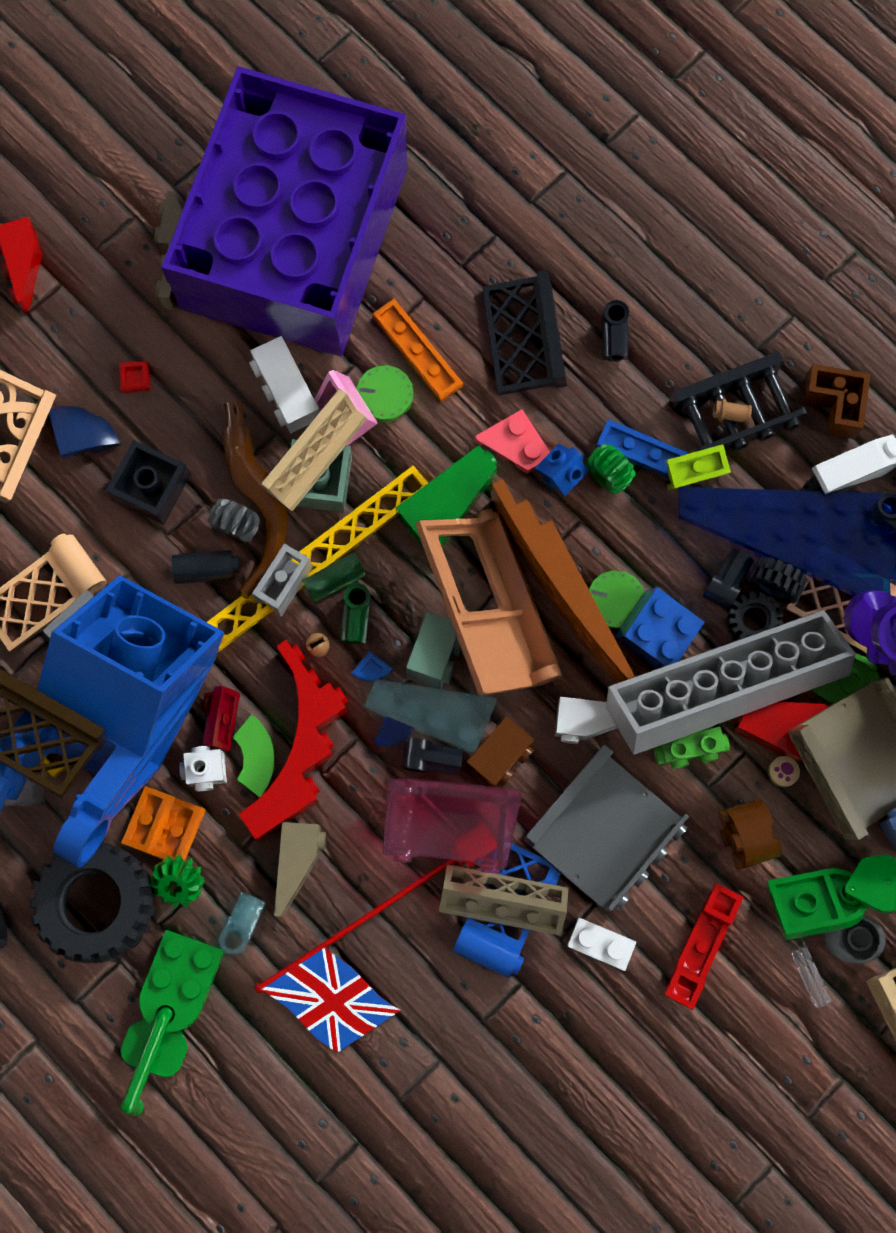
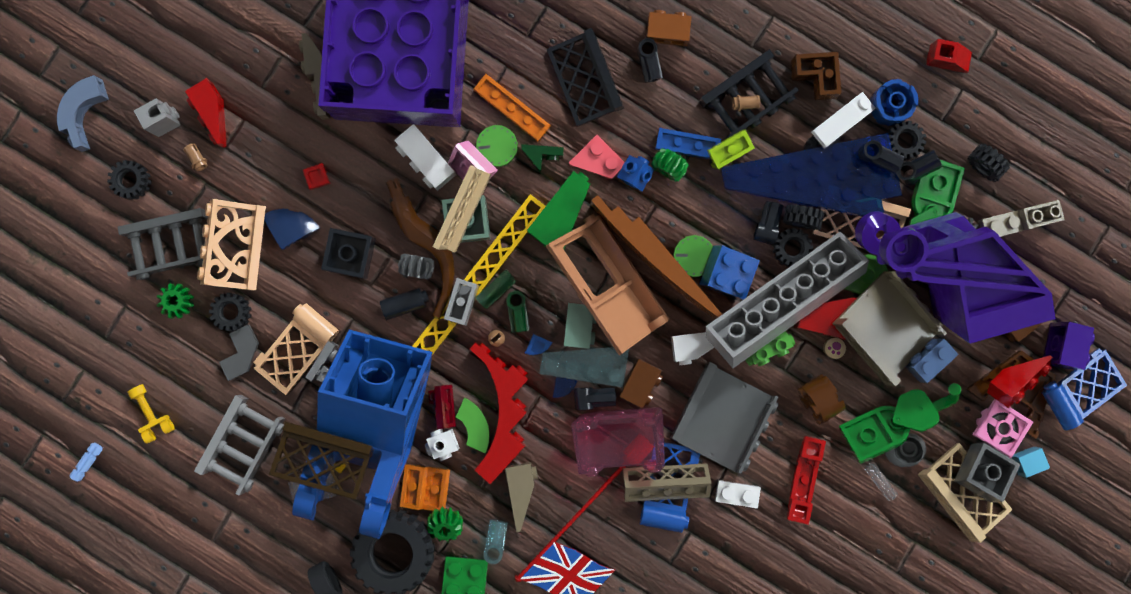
camera: 15 degrees left, 10 degrees up
(437, 413) = (535, 154): none -> dark green slope
(651, 296) = (669, 28): none -> dark orange brick

